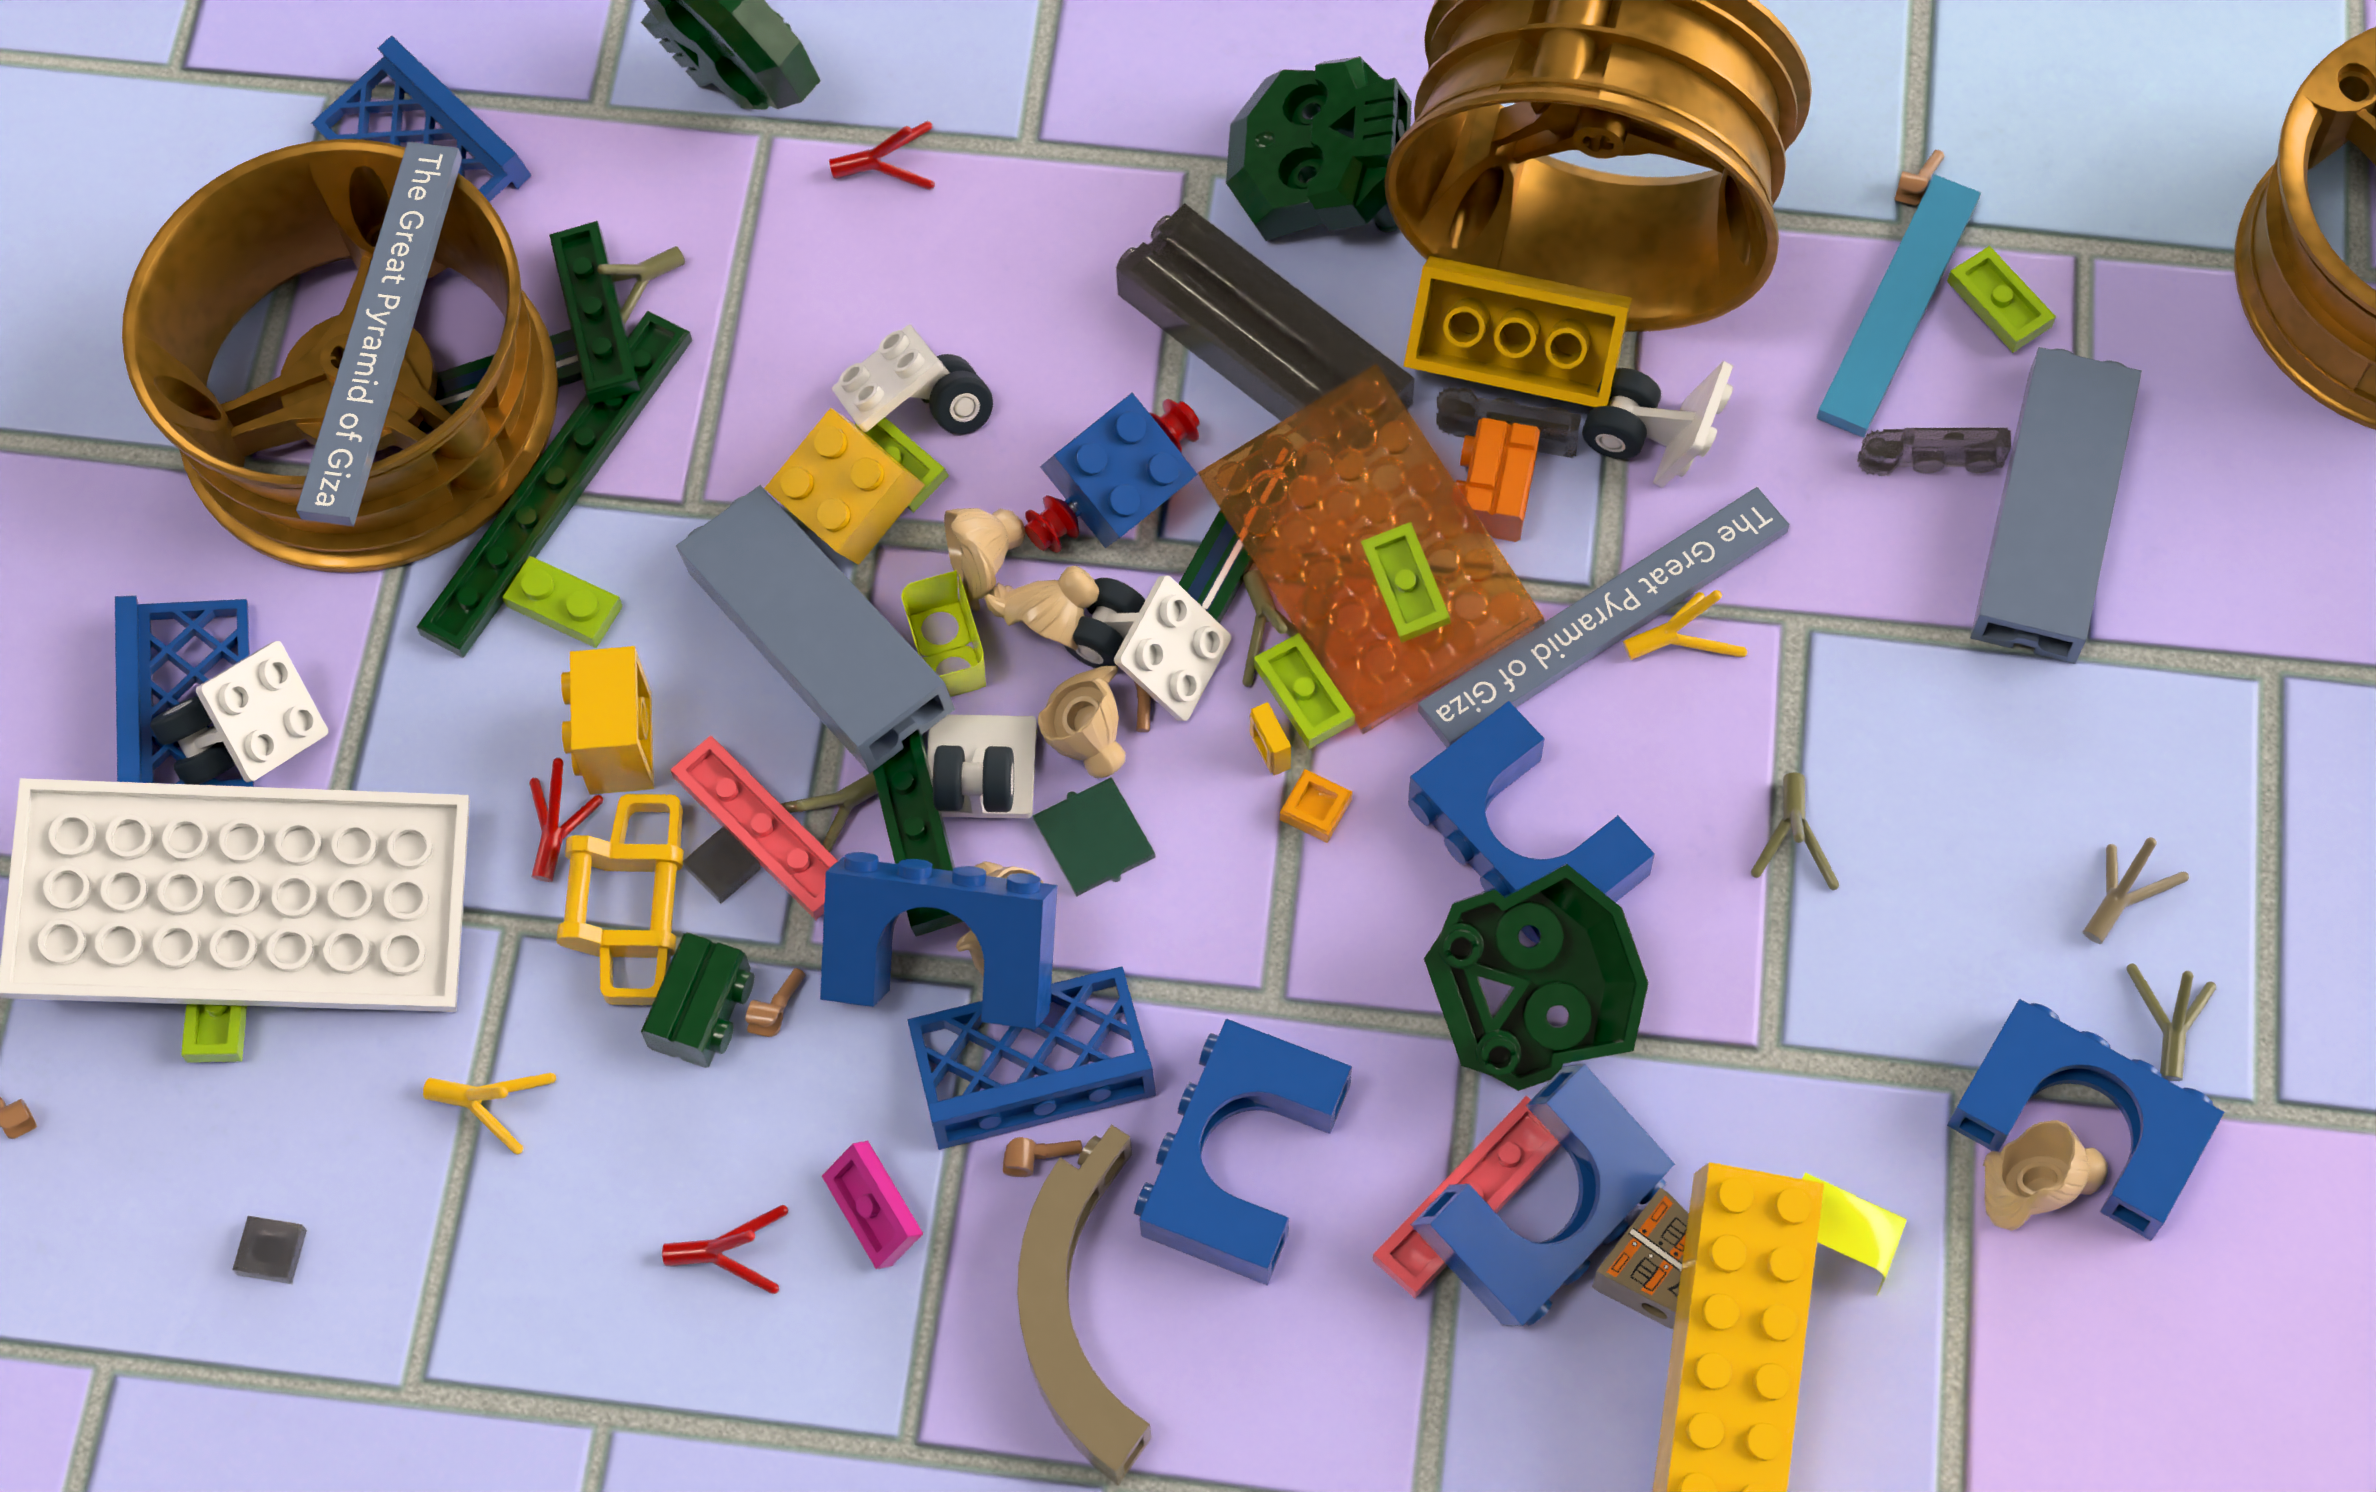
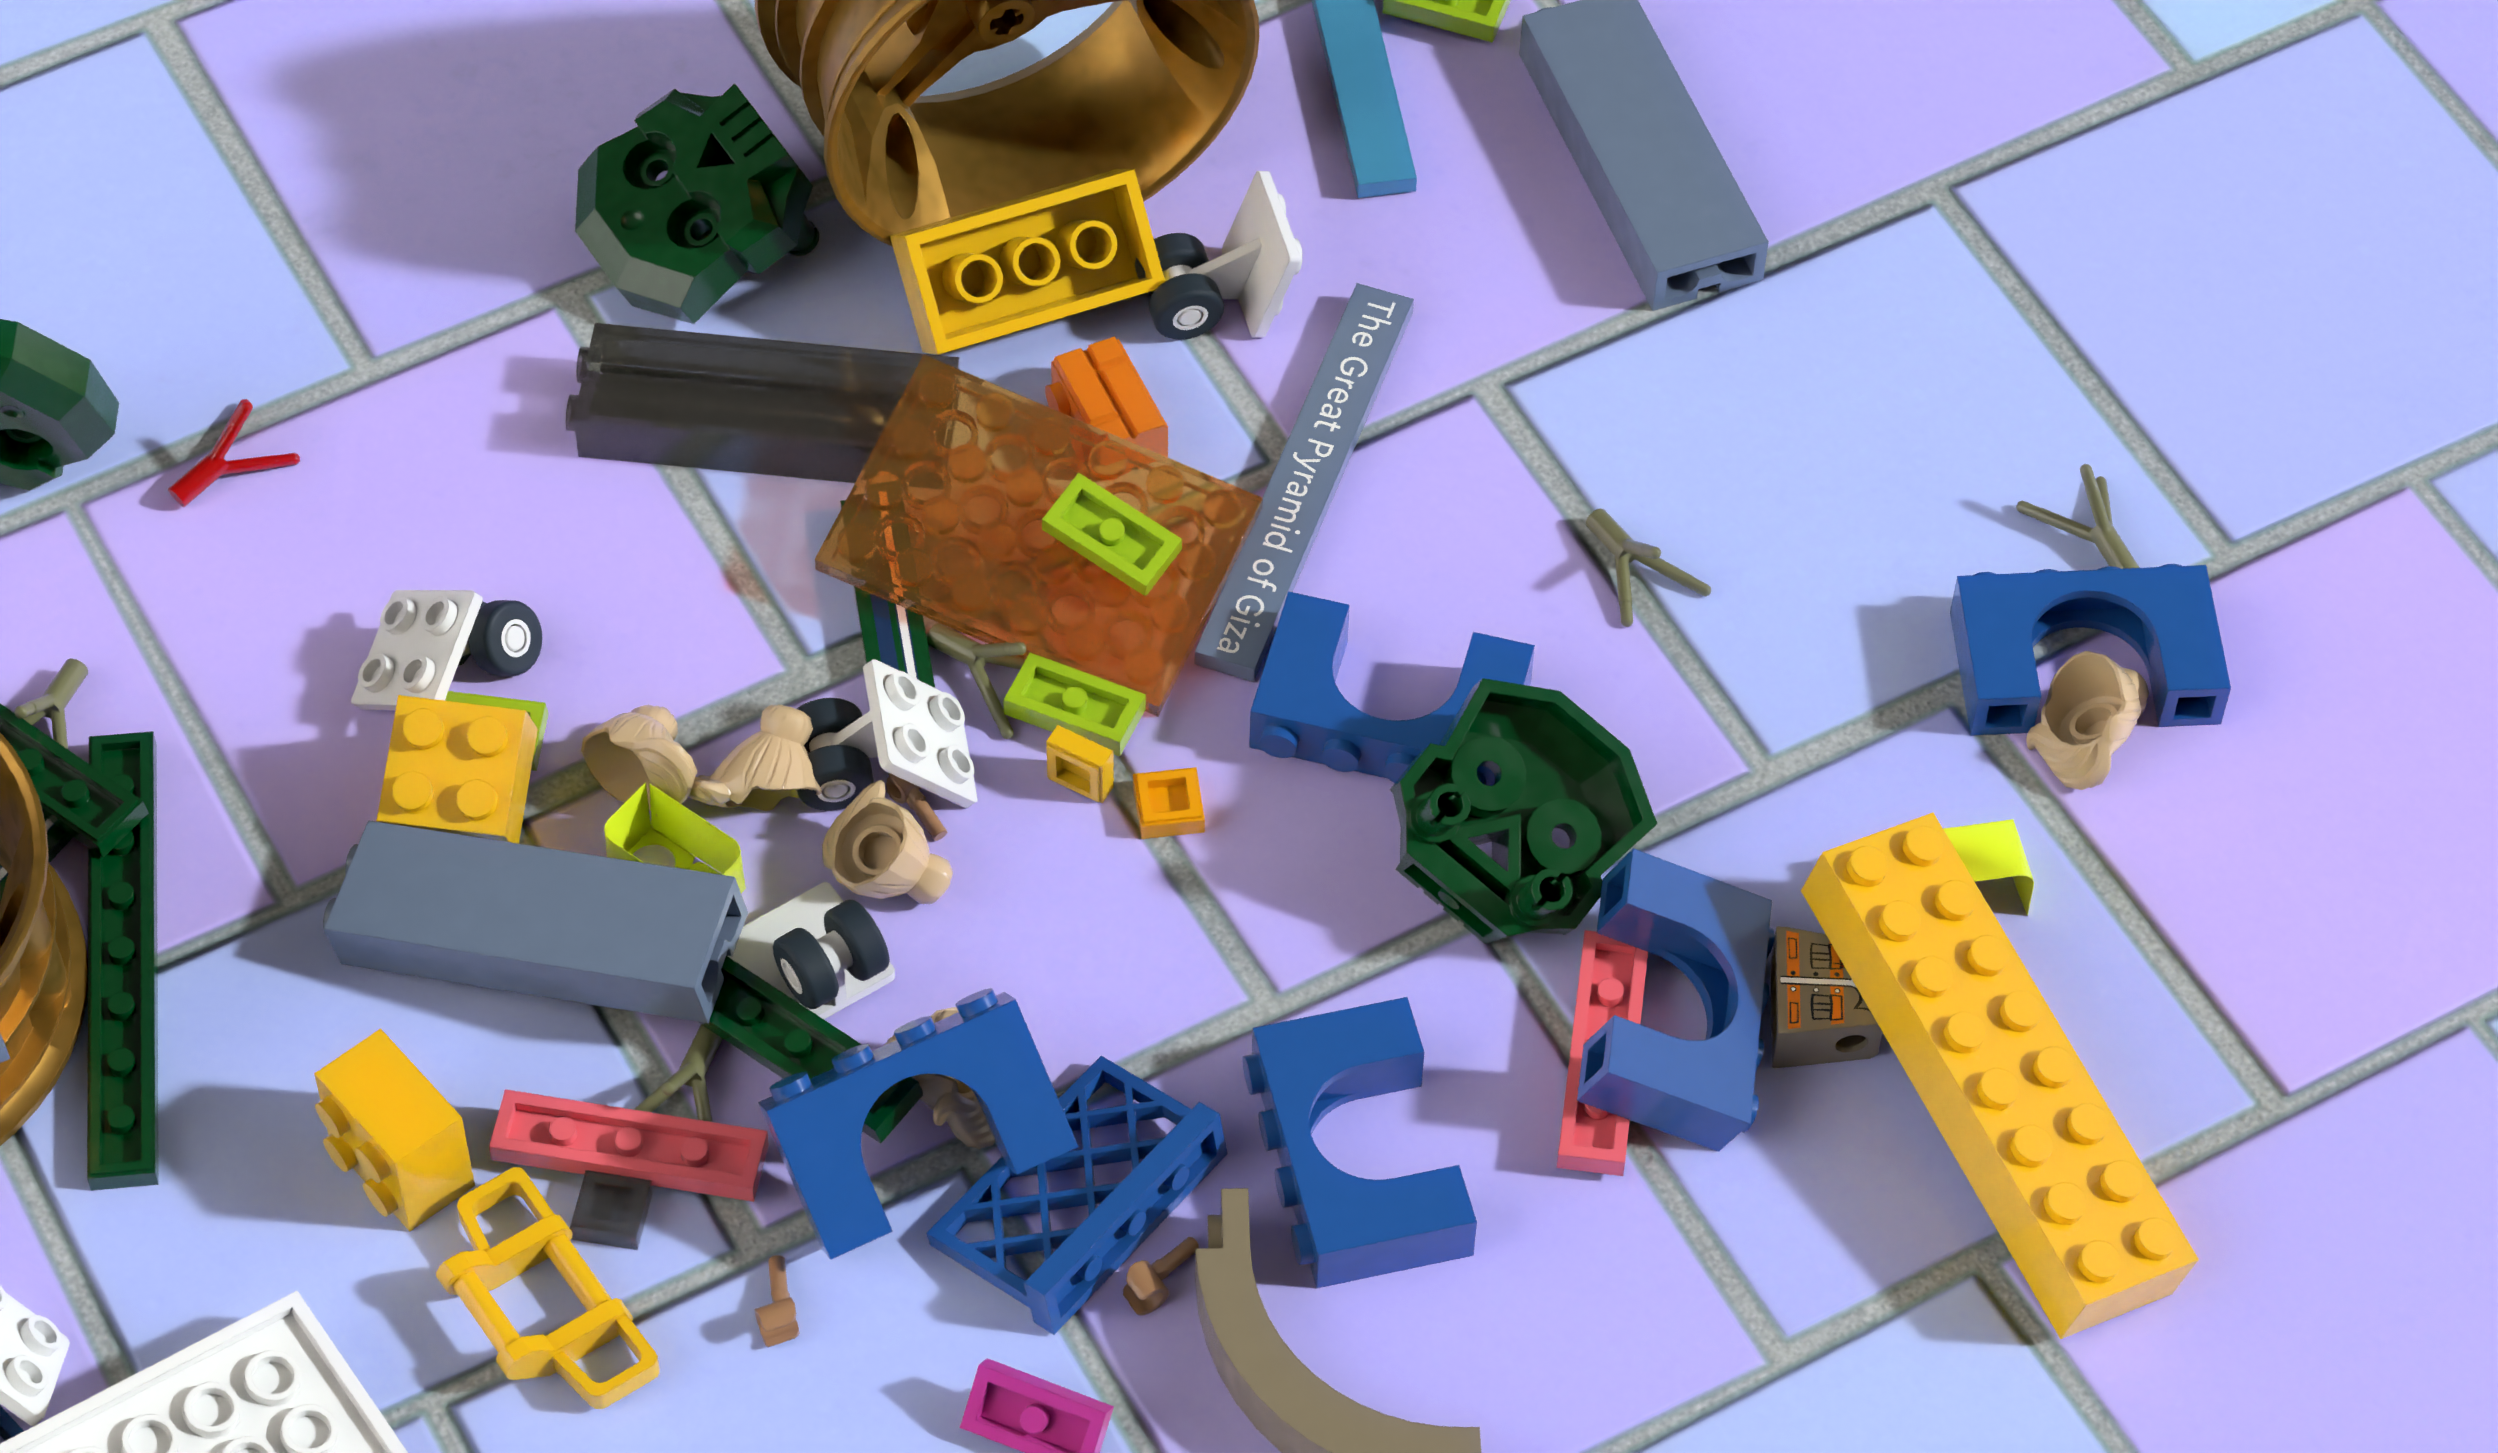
camera: 40 degrees left, 10 degrees down
(552, 835) = (409, 1282): red plant -> none
(562, 601) = (227, 1065): lime plate -> none
(698, 1000) = (699, 1342): dark green brick -> none
(1093, 836) = (969, 952): clear green piece -> none
(1115, 473) = (728, 611): blue brick -> none
(1461, 410) = (1027, 366): clear smoke hinge -> none
(1667, 632) = (1379, 456): yellow plant -> none
(1933, 449) = (1494, 160): clear smoke hinge -> none
(2116, 895) = (1966, 450): dark tan plant -> none

